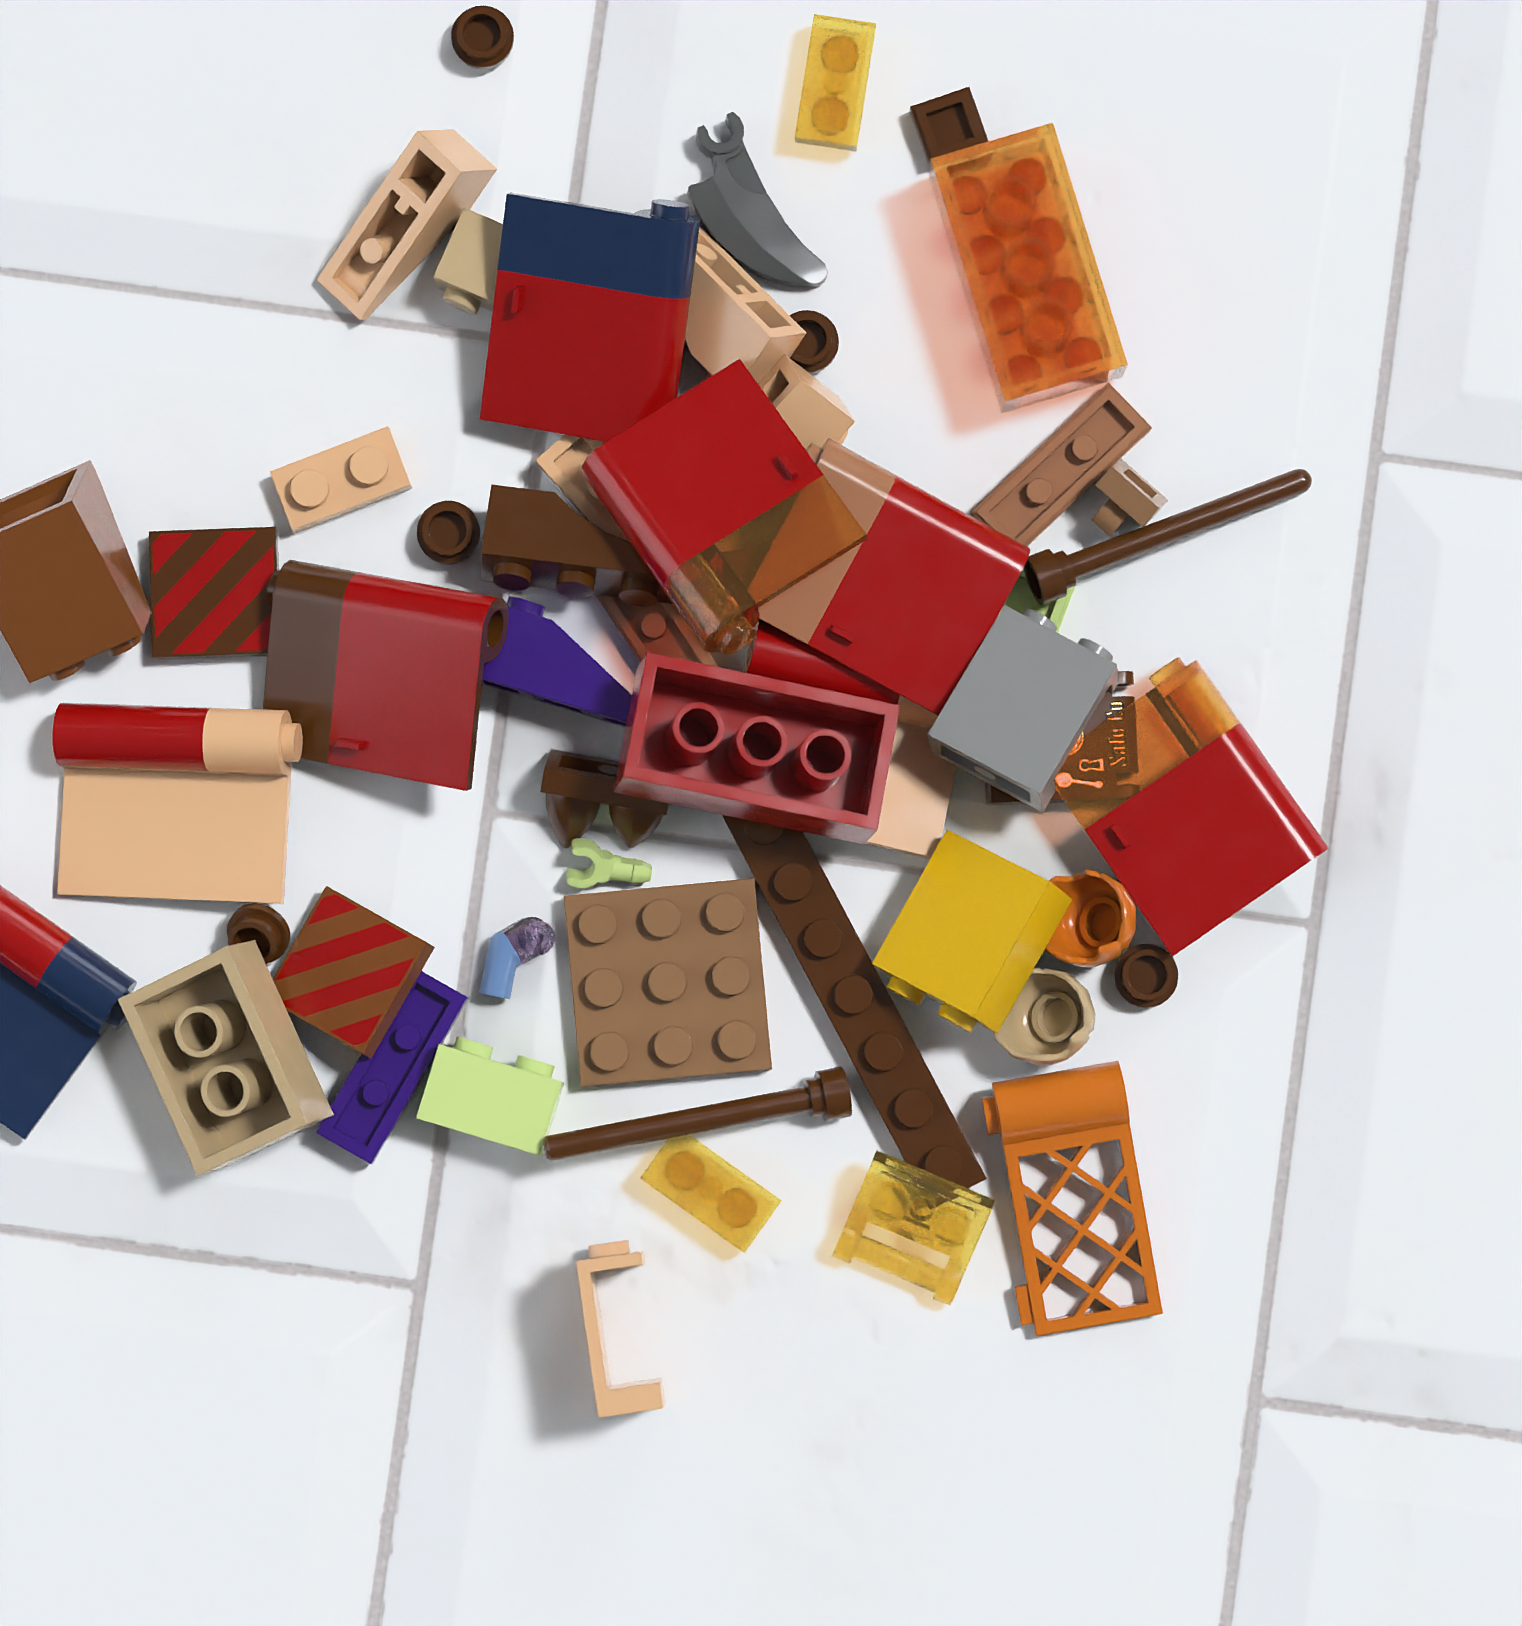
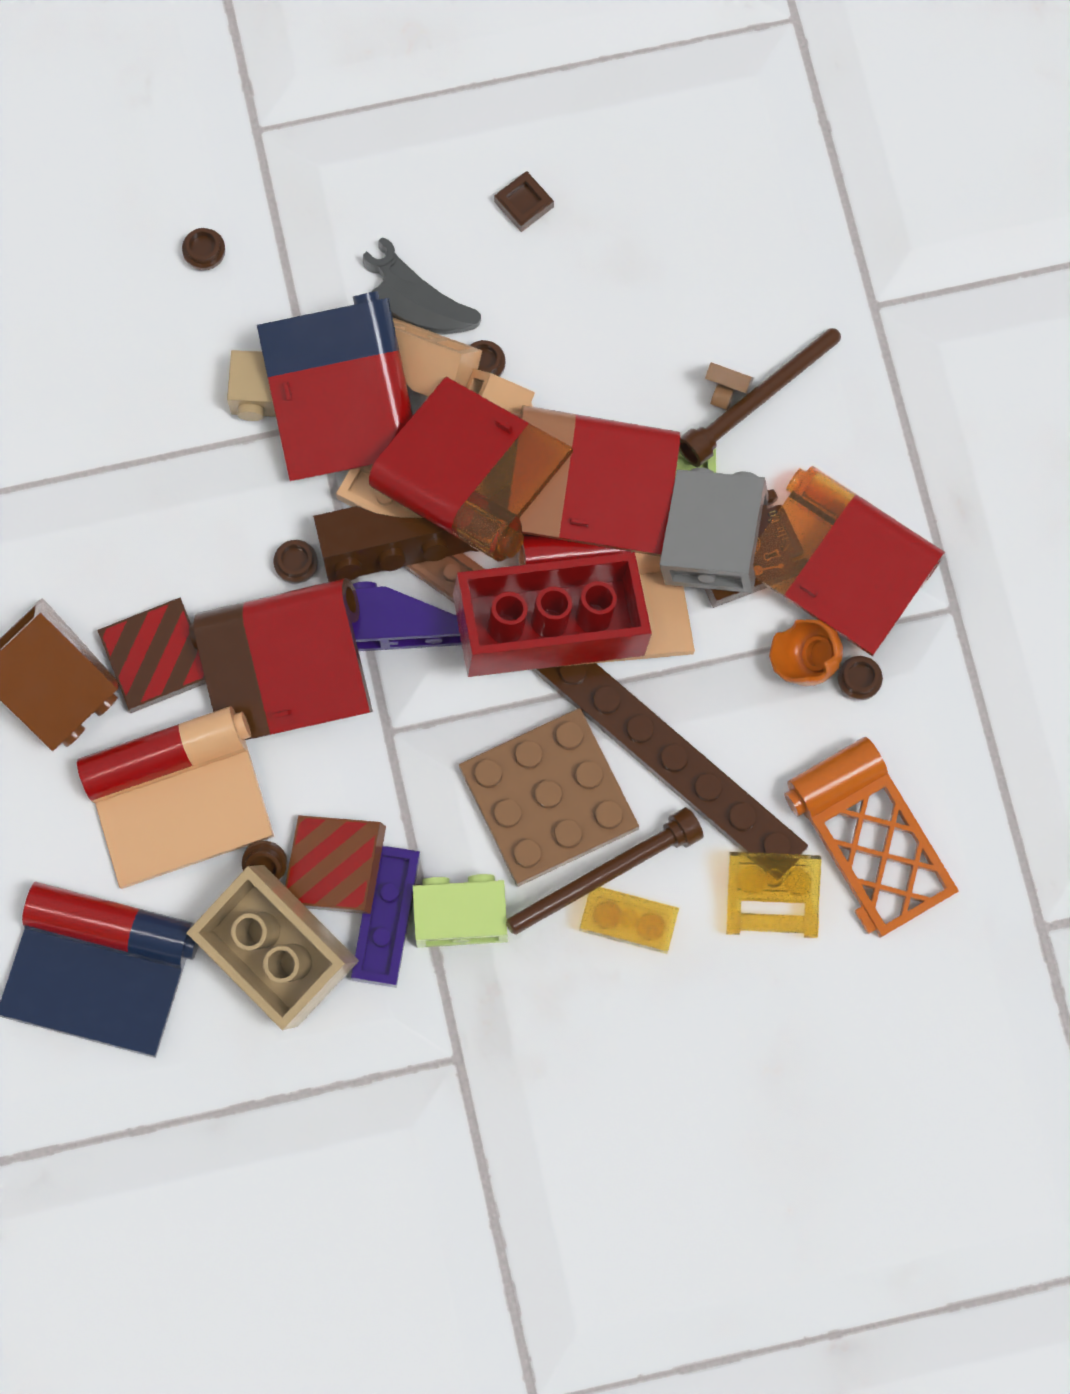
camera: 20 degrees left, 10 degrees down
(340, 479) = (212, 554): light nougat plate -> none
(406, 218) = (195, 375): light nougat slope -> none
(510, 949) = (436, 813): arm -> none
(578, 786) = (442, 695): reddish brown tile -> none
(605, 866) = (480, 736): yellowish green piece -> none
(622, 1397) = (616, 1076): light nougat panel -> none
(835, 82) = (440, 197): clear yellow plate -> none
(970, 934) = (736, 687): yellow brick -> none
(1027, 267) = (608, 263): clear orange brick -> none
(1048, 1019) = (804, 725): tan hair -> none
(1063, 467) = (680, 377): nougat tile -> none

